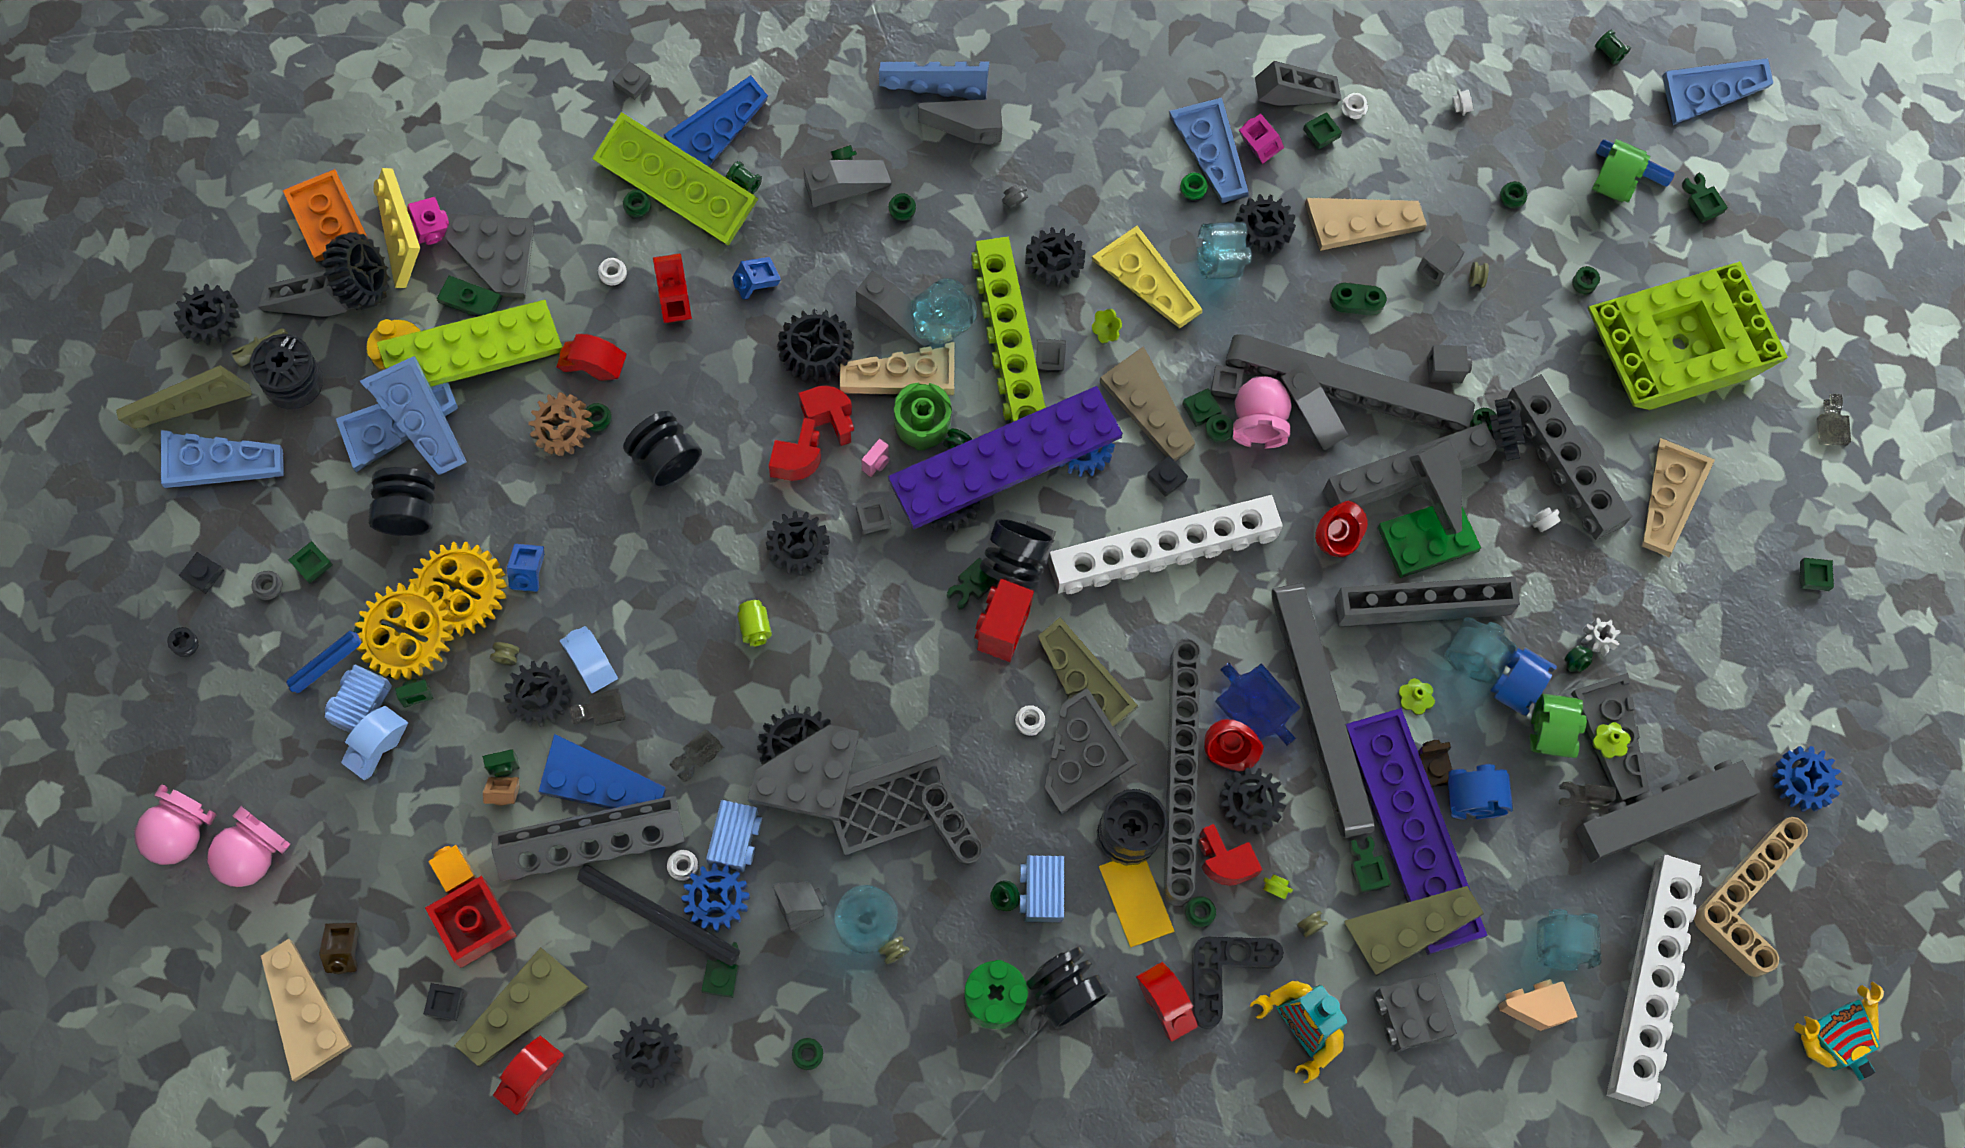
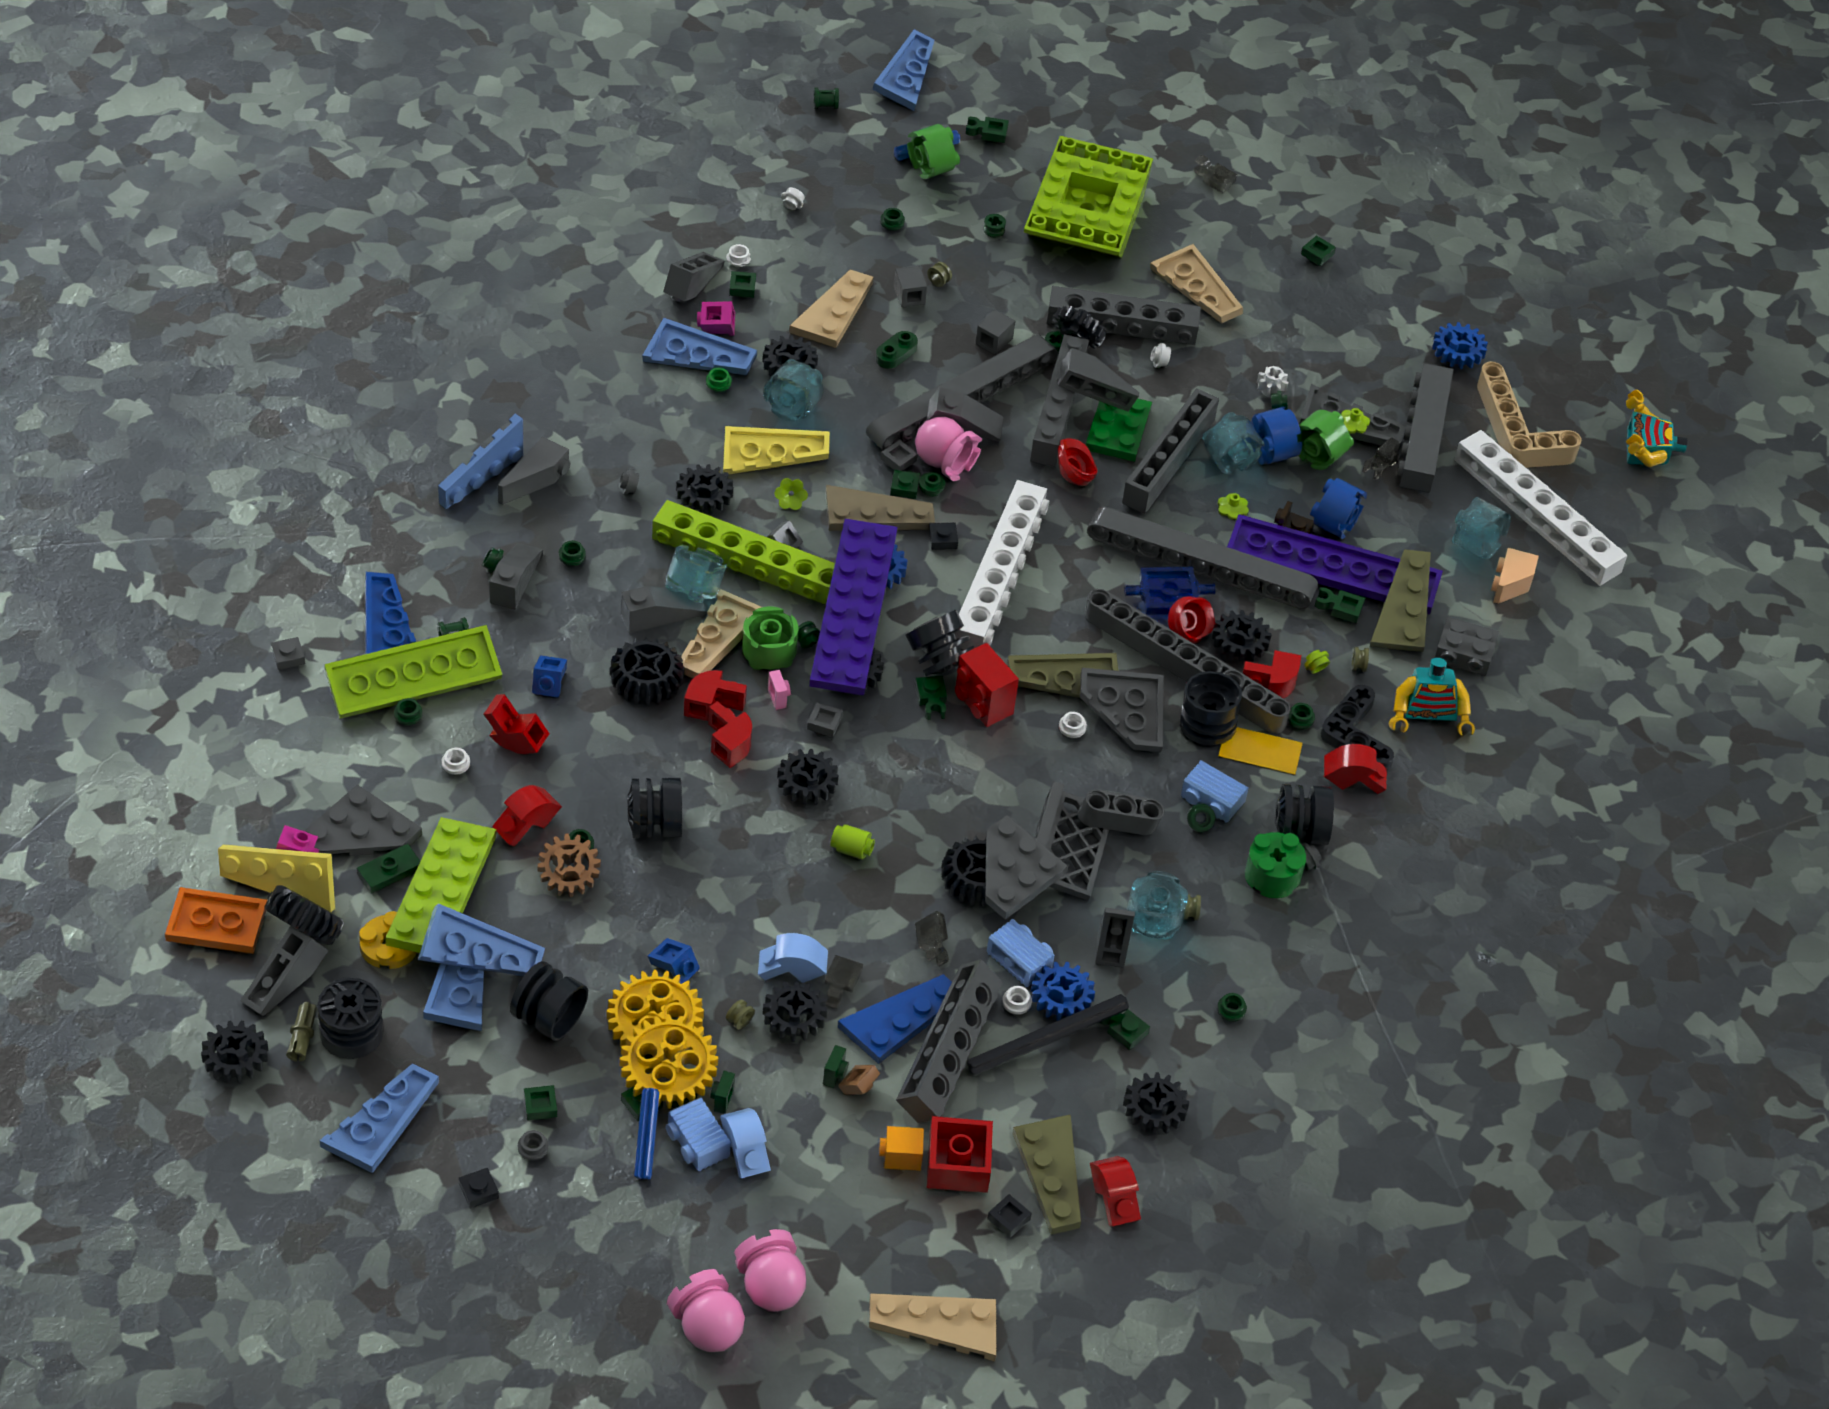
camera: 55 degrees left, 20 degrees down
(173, 641) = (542, 1236): black bush -> none
(188, 396) = (306, 1105): olive wing -> none
(339, 947) = (907, 1260): dark brown bracket -> none

